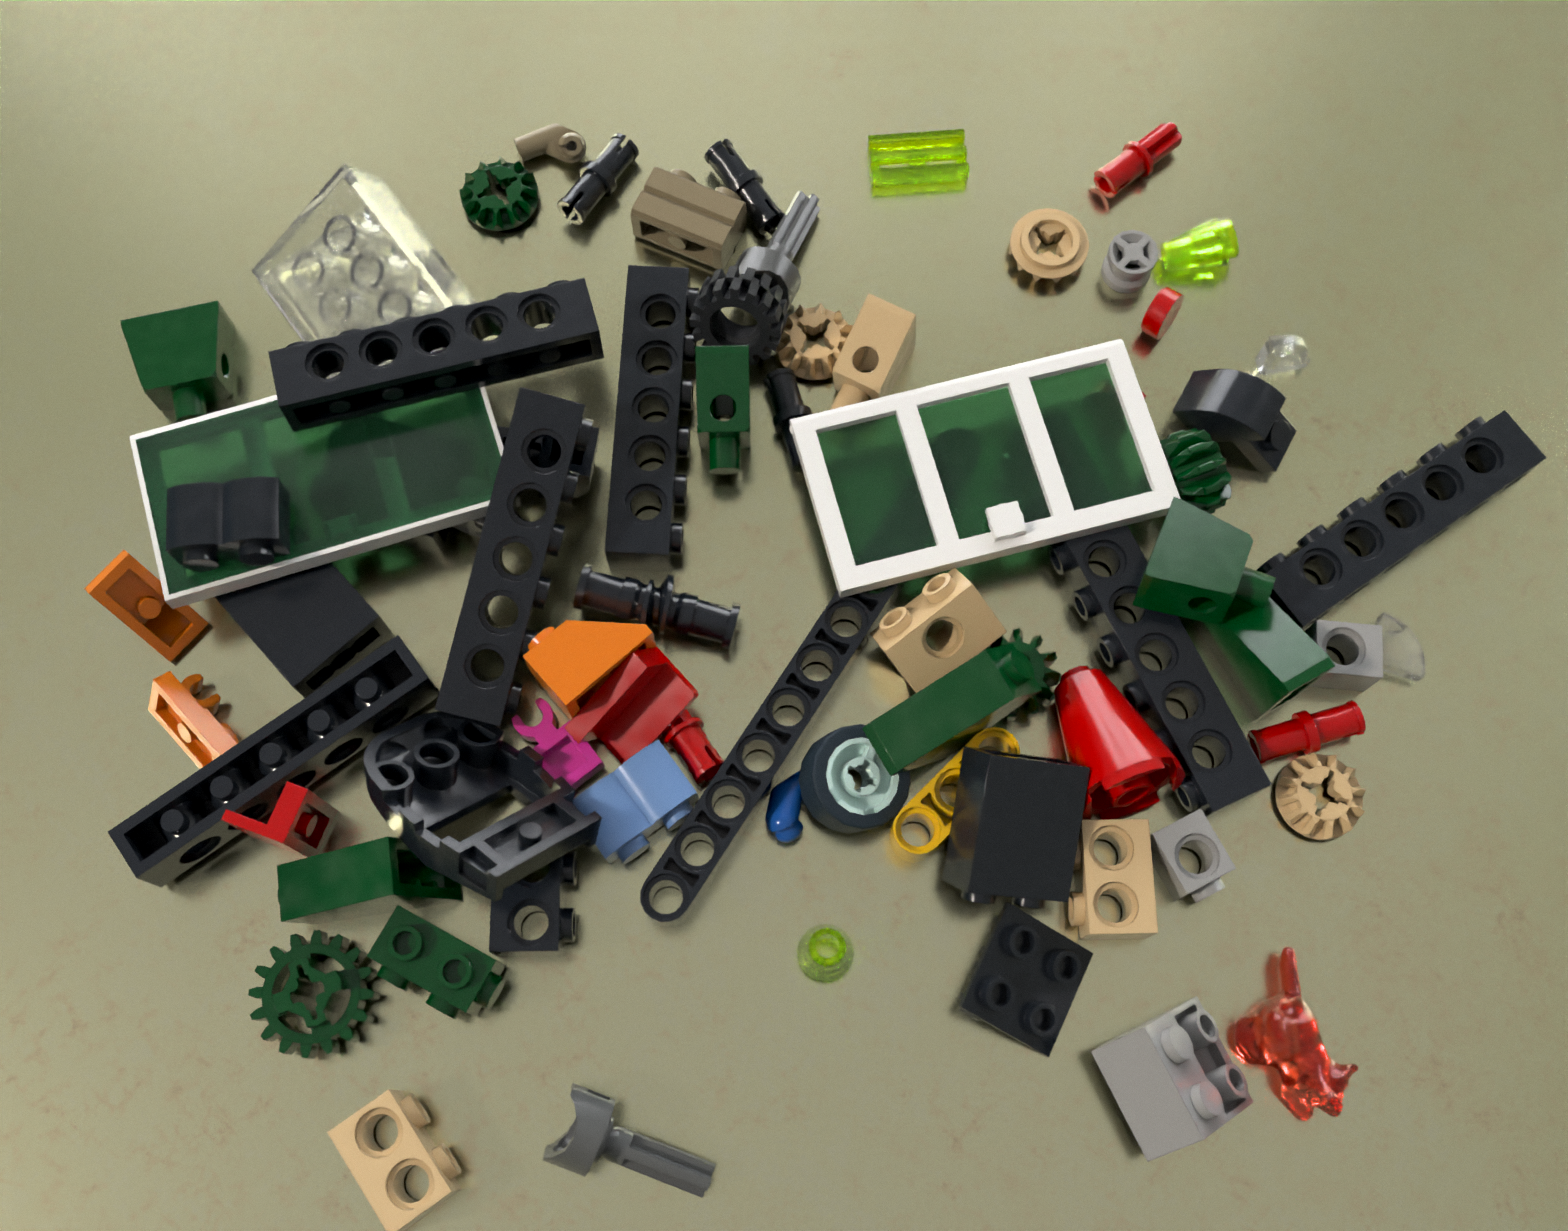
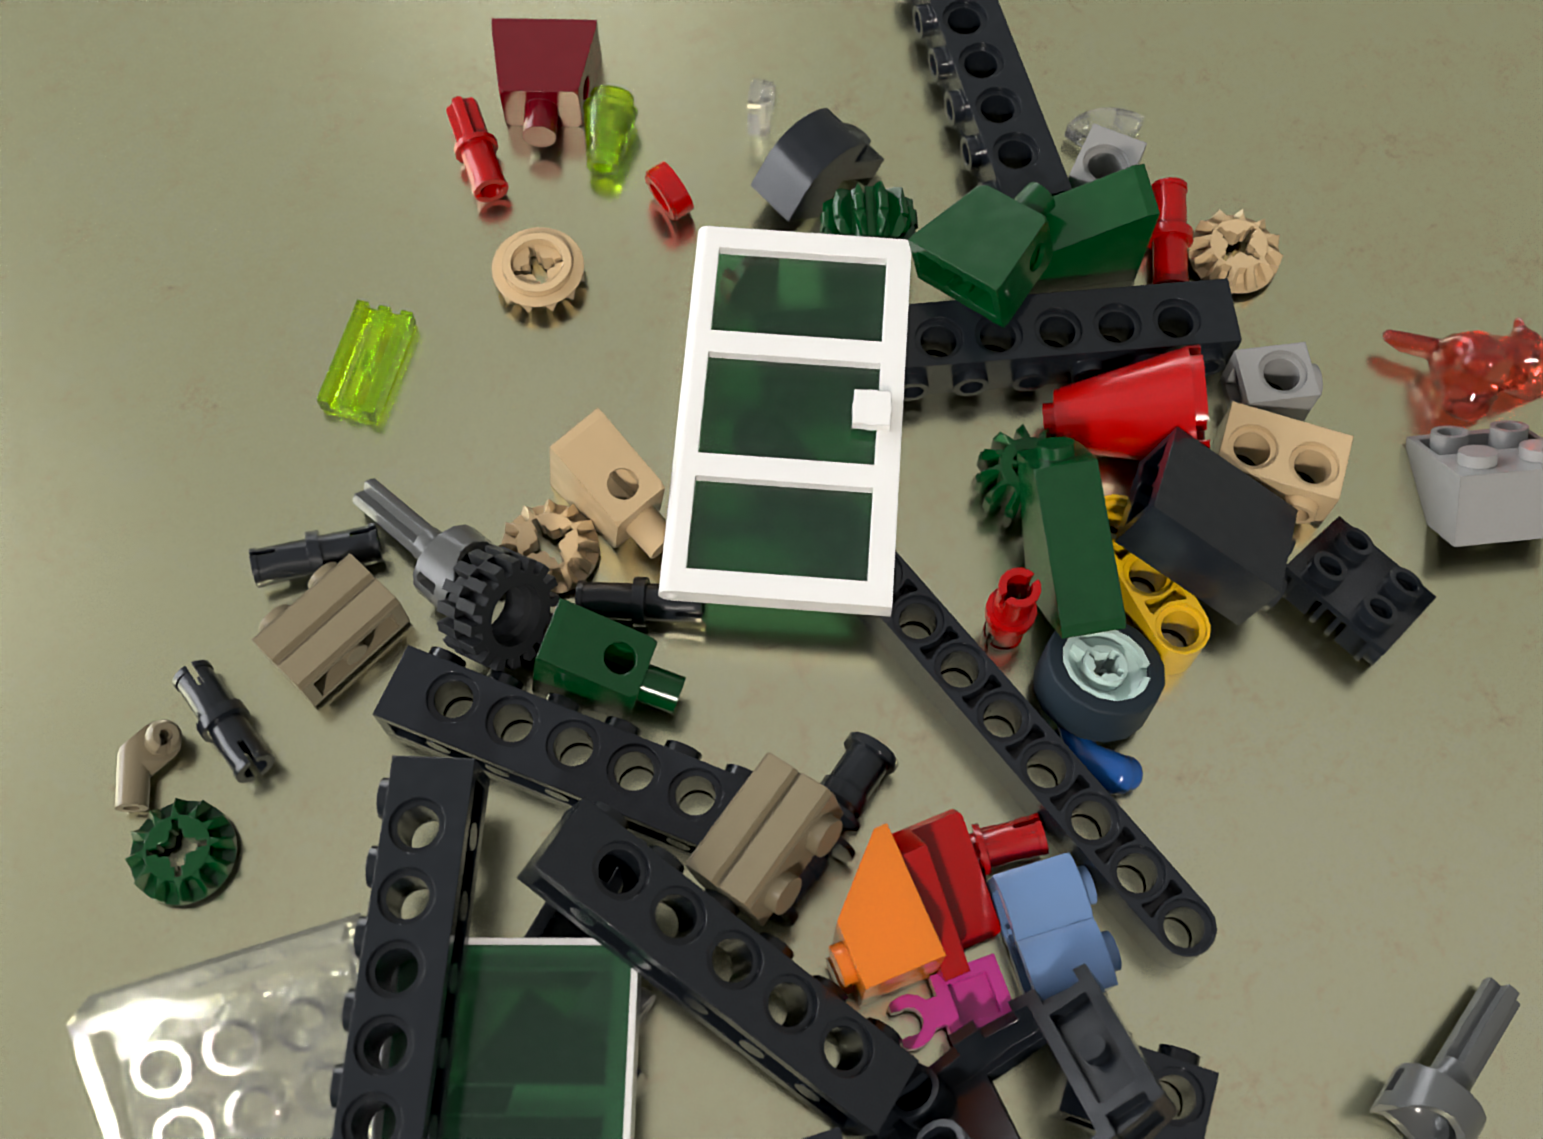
camera: 70 degrees left, 5 degrees down
(616, 556) = (767, 839): none -> dark tan brick
(820, 967) = (1281, 776): clear neon green cone -> none
(880, 687) = (1011, 609): none -> red pin
(965, 632) = (962, 528): tan brick -> none
(1126, 249) = (598, 184): light grey wheel -> none
(1230, 179) = (545, 72): none -> dark red torso

